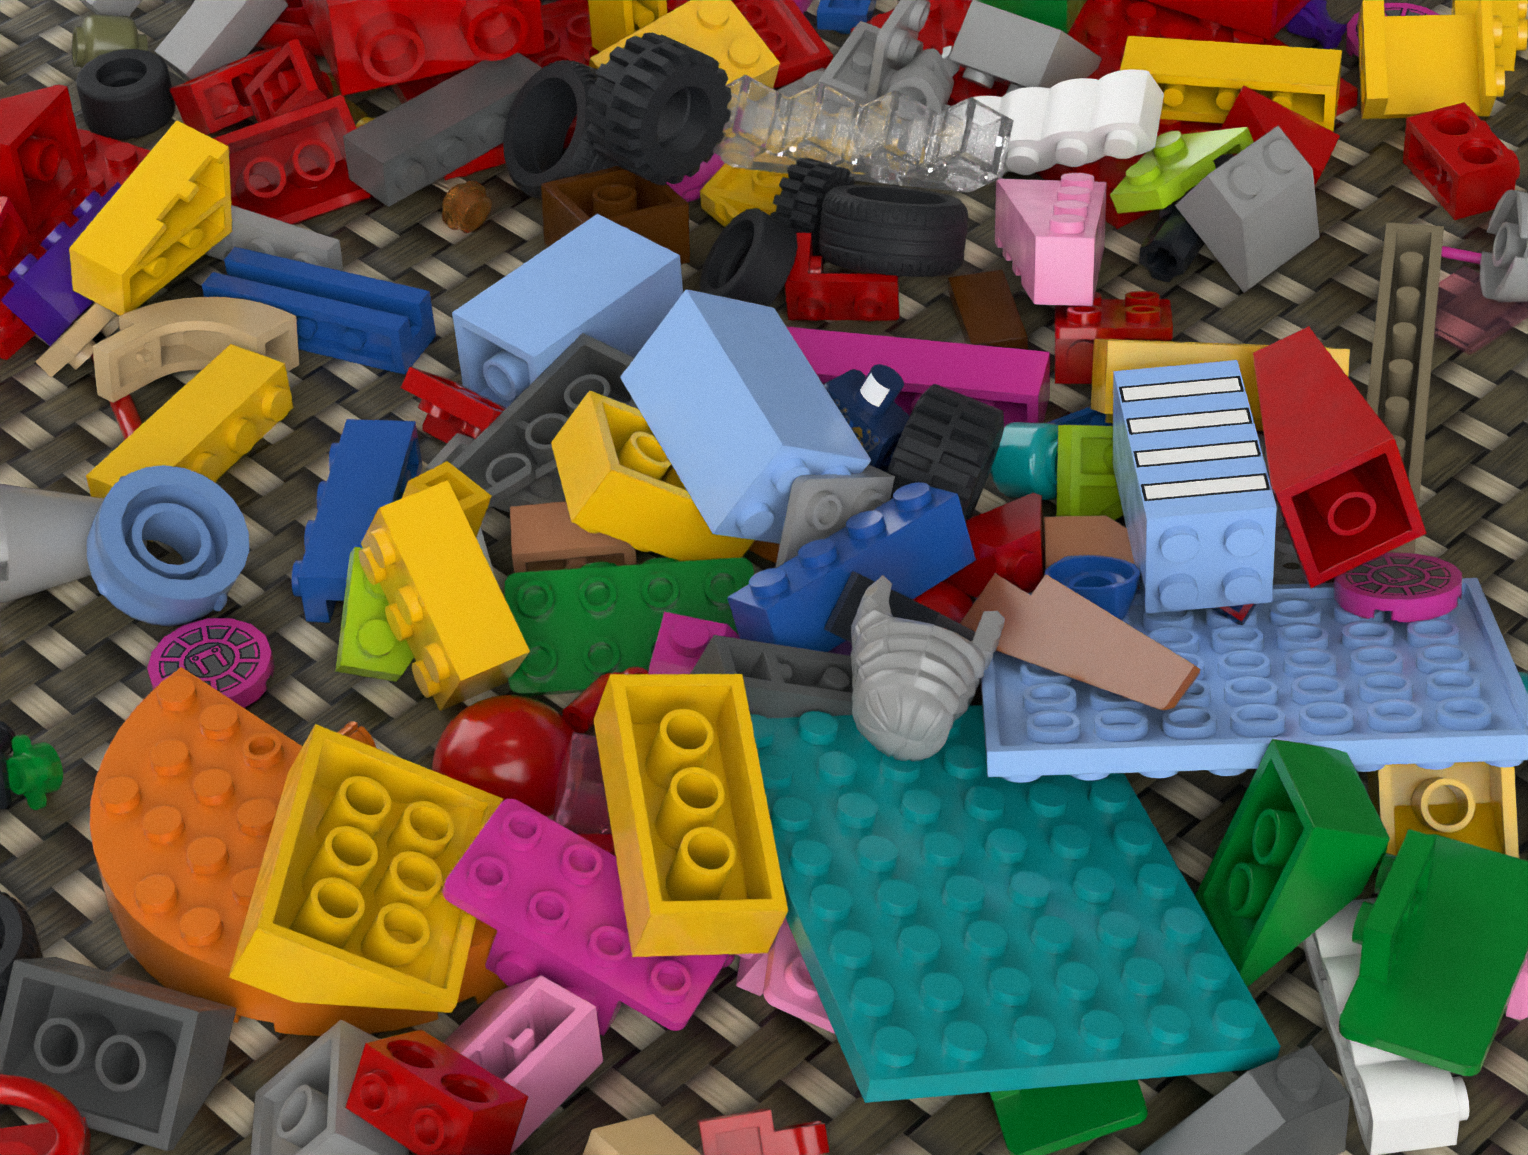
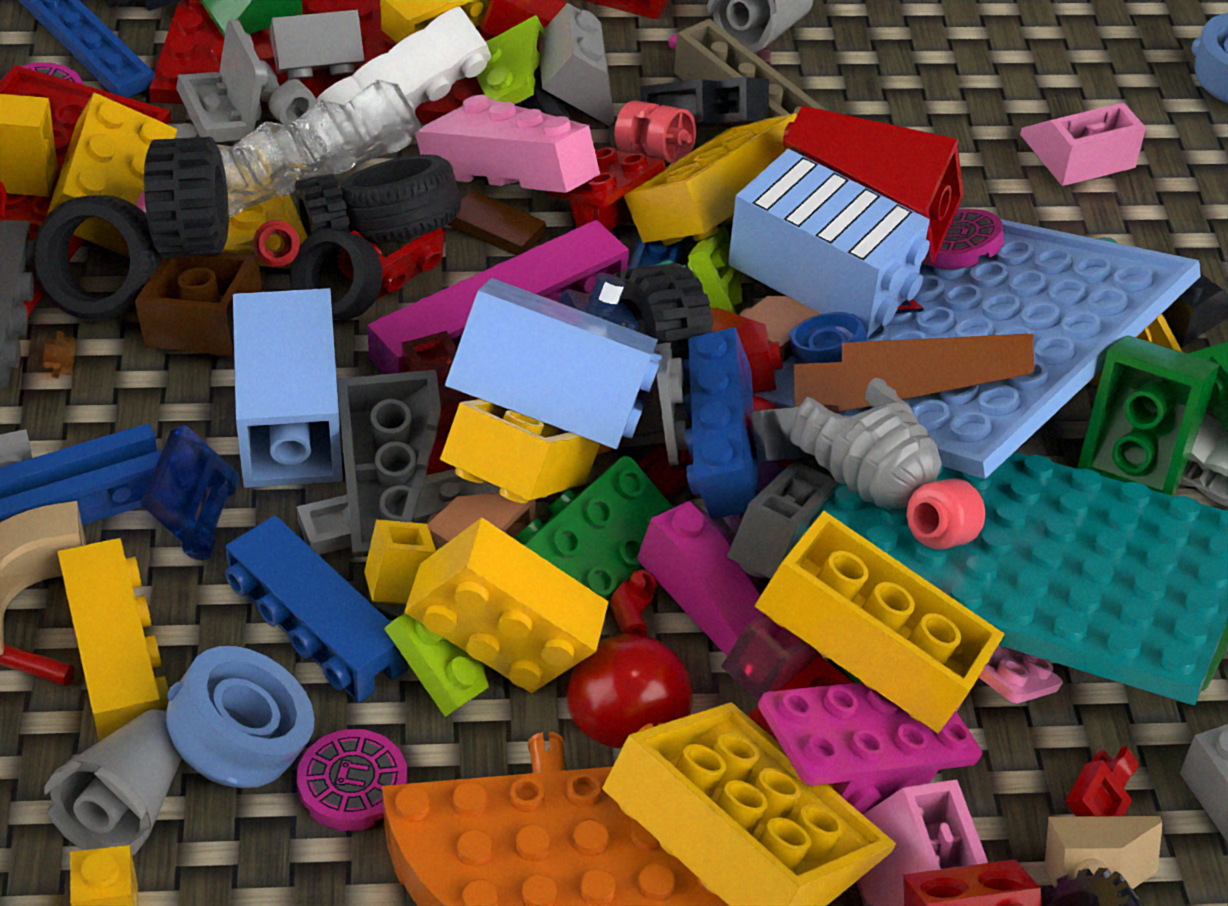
camera: 55 degrees left, 5 degrees up
(381, 349) = (178, 488): none -> clear blue plate
(450, 406) = (284, 490): red bracket -> none
(717, 200) = (289, 243): none -> red cone
(895, 776) = (945, 513): none -> coral head
(1241, 306) = (655, 130): none -> coral wheel
(1330, 310) = (714, 101): none -> black slope

